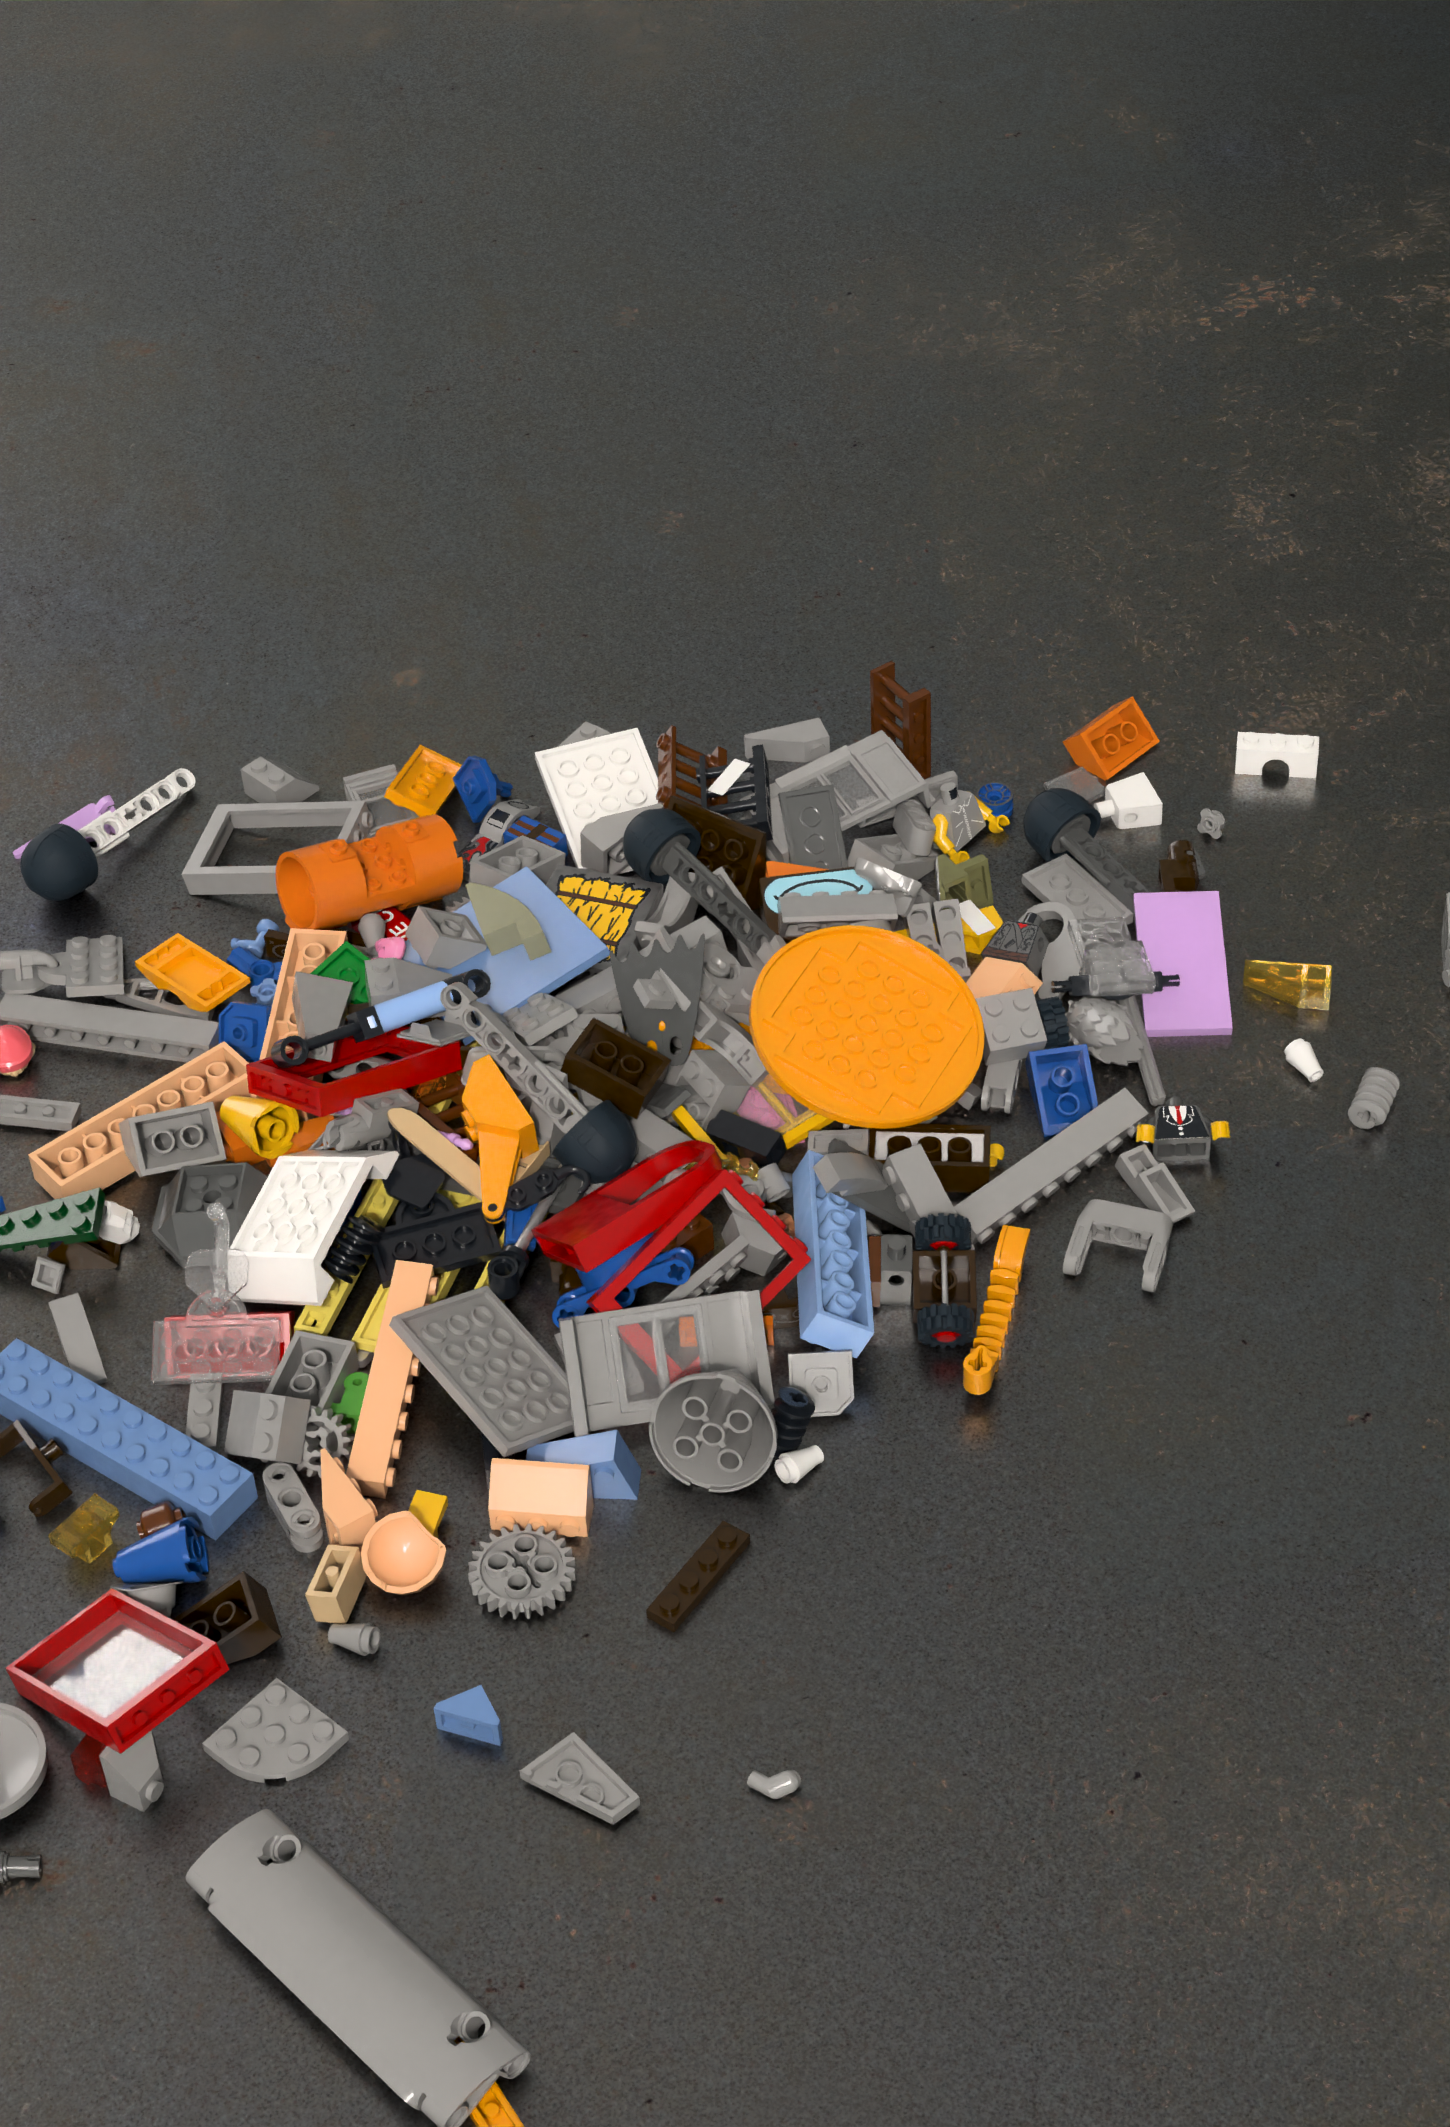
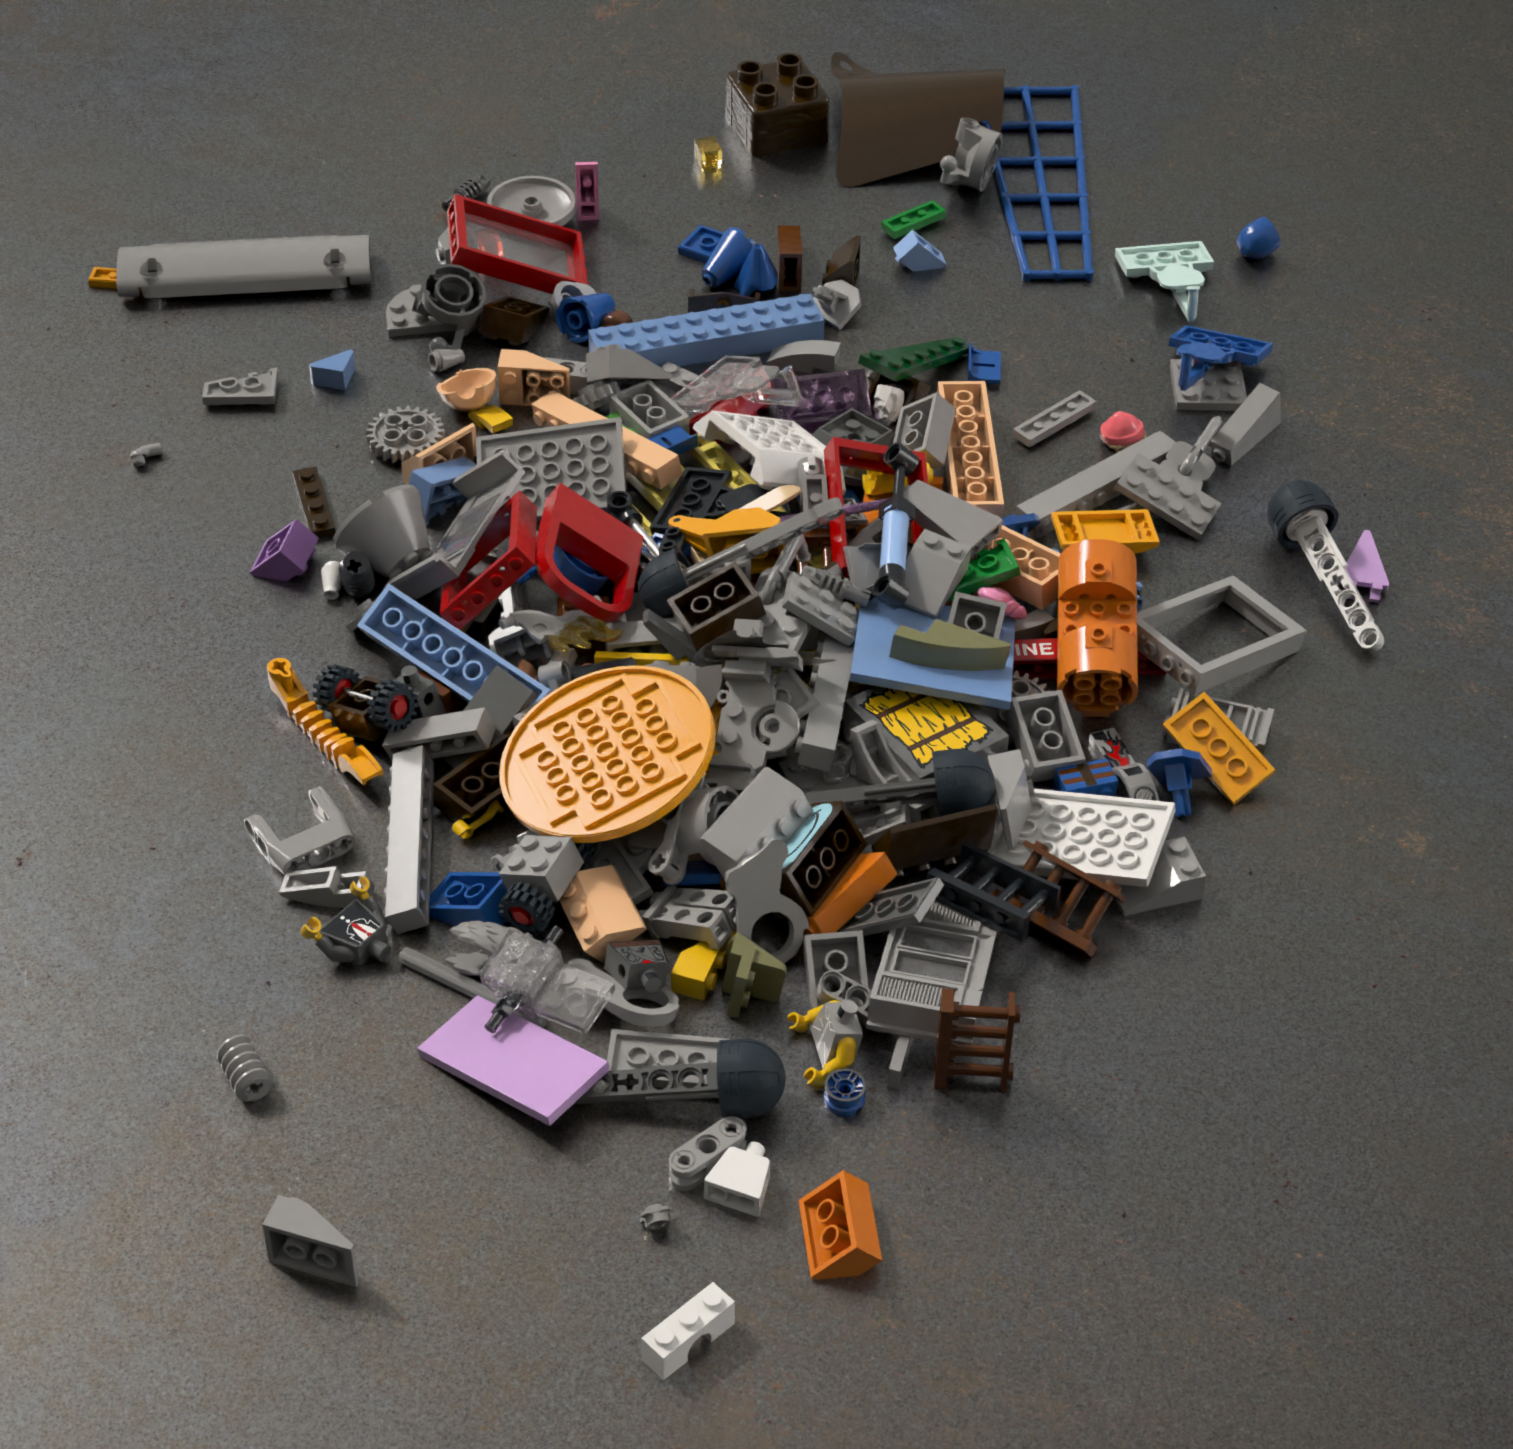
camera: 125 degrees right, 0 degrees up
(86, 1530) = (644, 295): clear yellow brick -> none
(146, 1268) = (826, 396): none -> clear purple windscreen
(275, 782) = (1316, 687): light grey slope -> none
(278, 1658) = (451, 297): none -> dark grey piece
(336, 1584) = (480, 353): tan brick -> none
(340, 1315) = (677, 439): none -> blue piece
(353, 1247) = (725, 445): black piece -> none
(371, 929) = (1043, 621): light grey cone -> none
(728, 777) = (1016, 891): white sticker -> none
(792, 742) = (1059, 1010): light grey slope -> none
(806, 1526) = (286, 553): none -> medium lavender slope
(849, 1174) = (487, 673): light grey slope -> none
(975, 918) = (702, 959): white sticker -> none
(1080, 782) = (809, 1168): clear piece -> none
(1134, 829) = (699, 1155): none -> light grey piece
(1181, 868) = (617, 1140): dark brown plate -> none
(1293, 983) = (413, 1118): clear yellow slope -> none
(1302, 1057) = (334, 1063): white cone -> none

